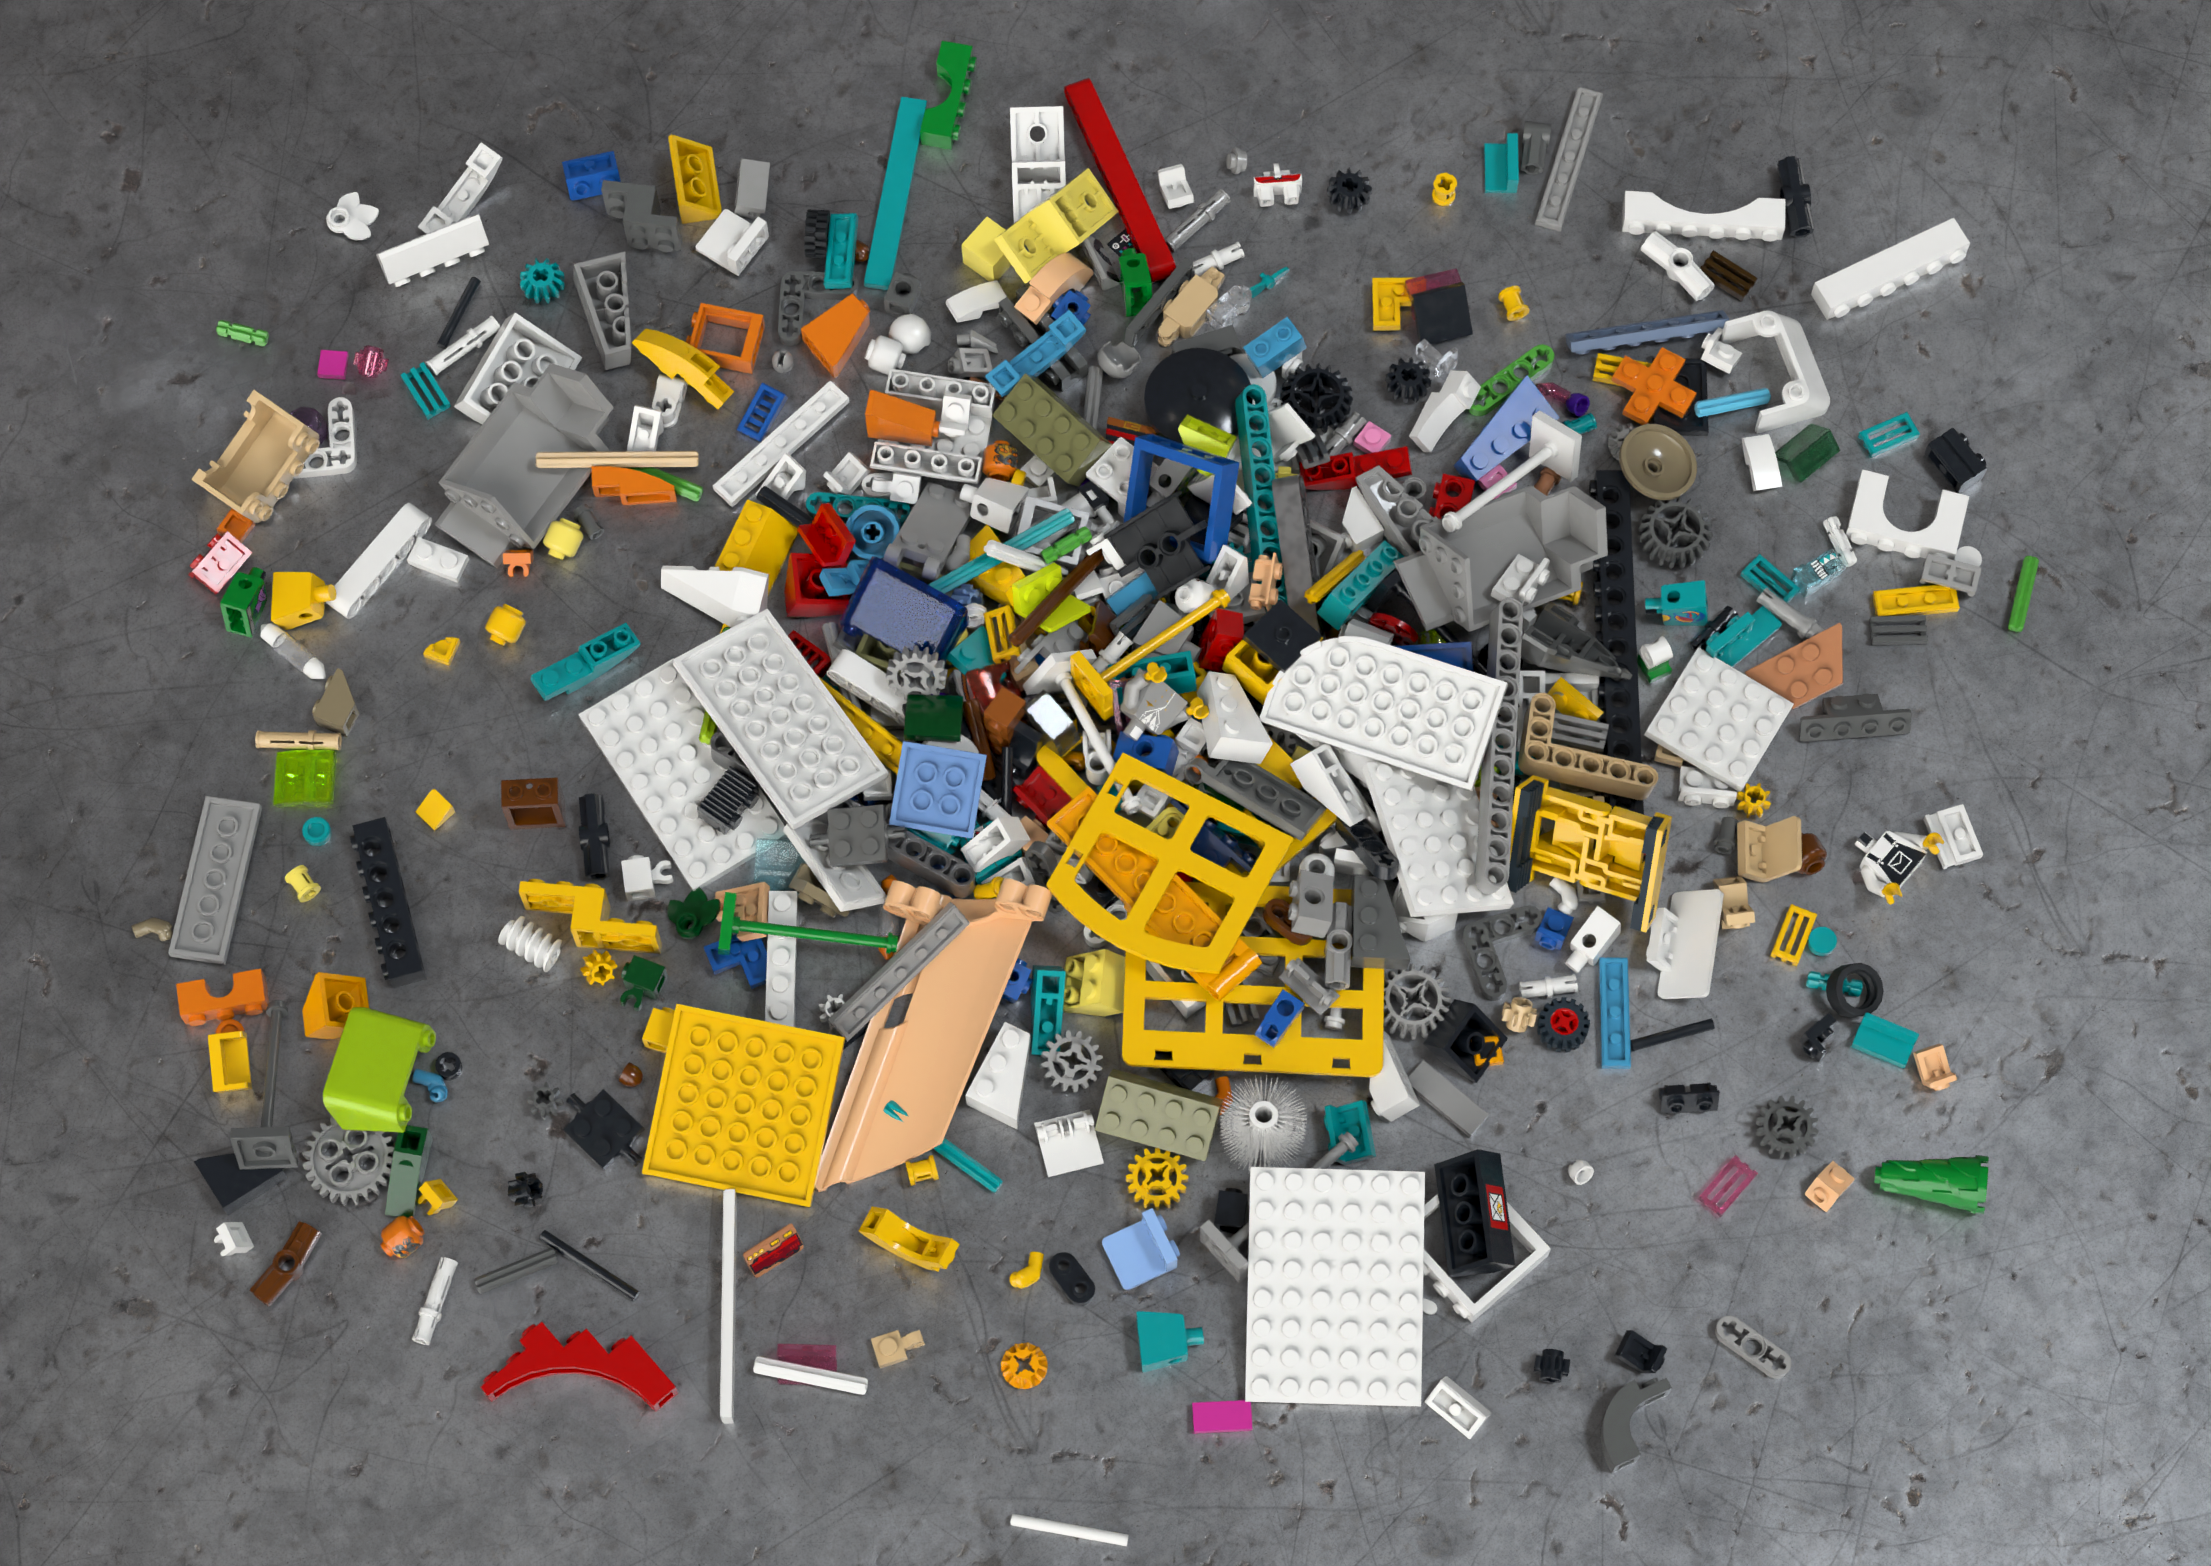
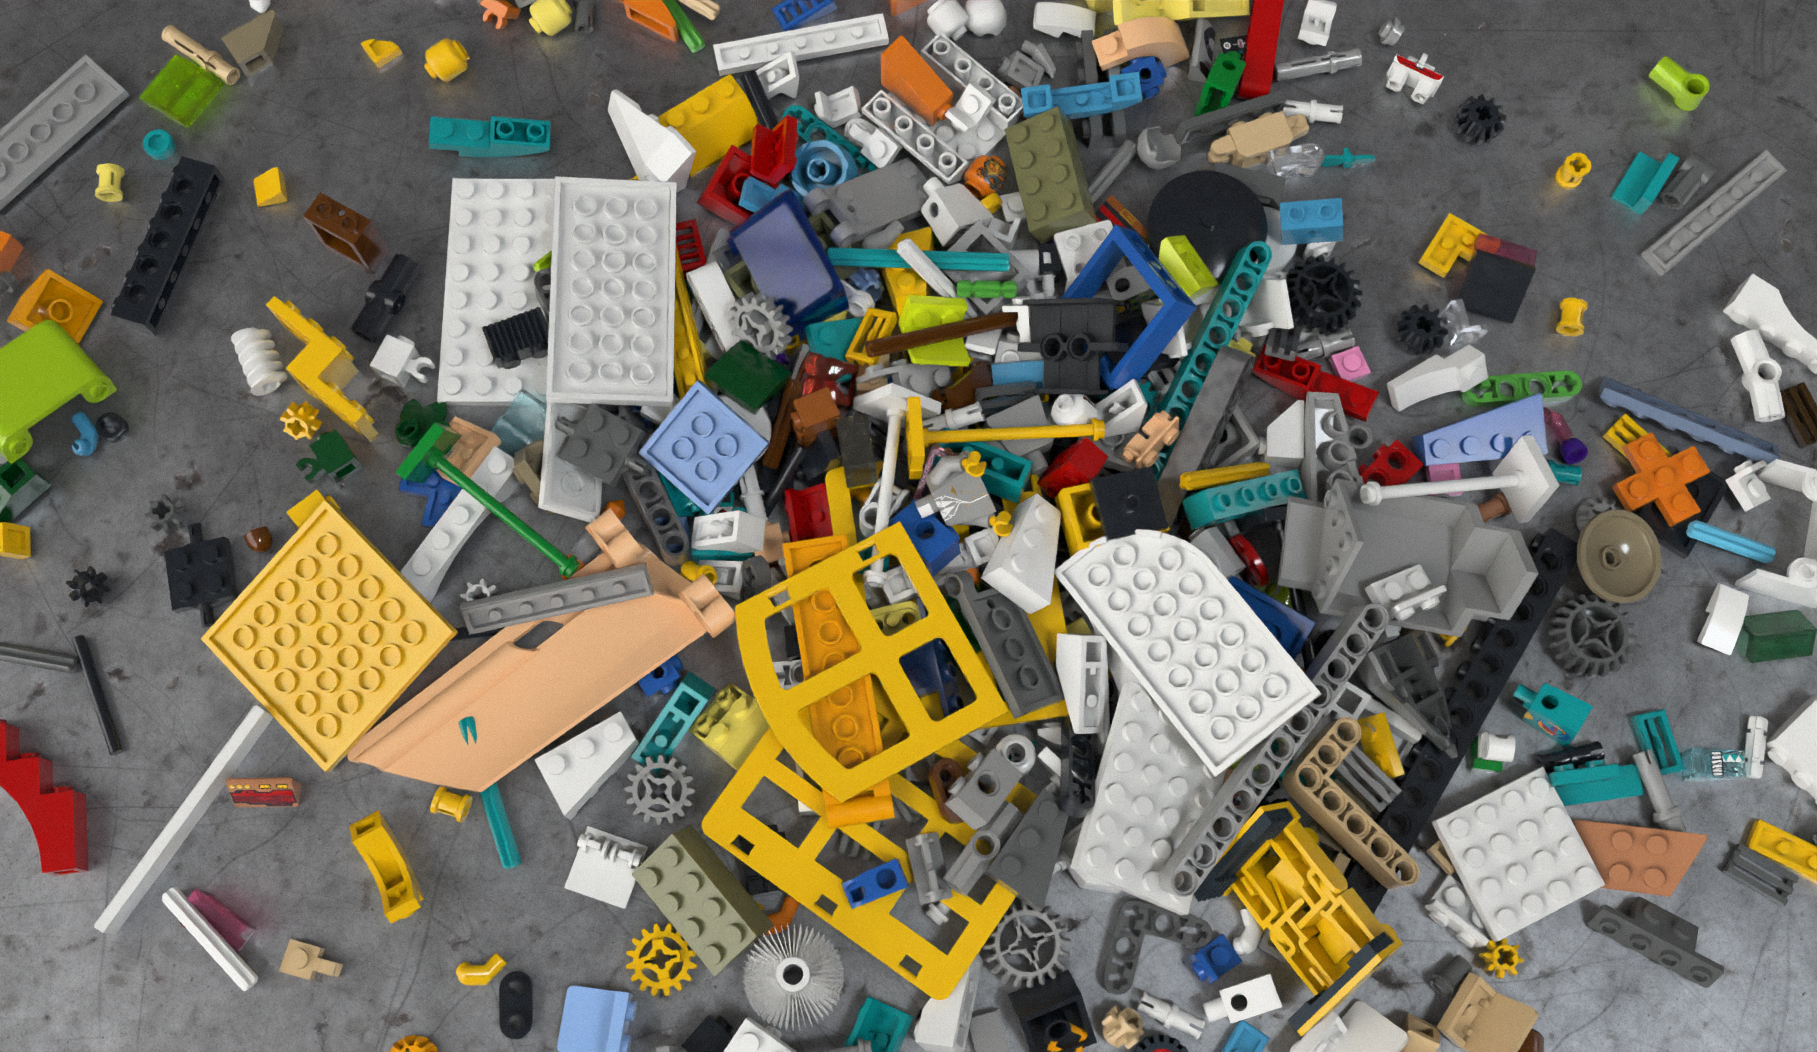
camera: 30 degrees right, 5 degrees up
(1479, 72) = (1680, 83): none -> lime piece

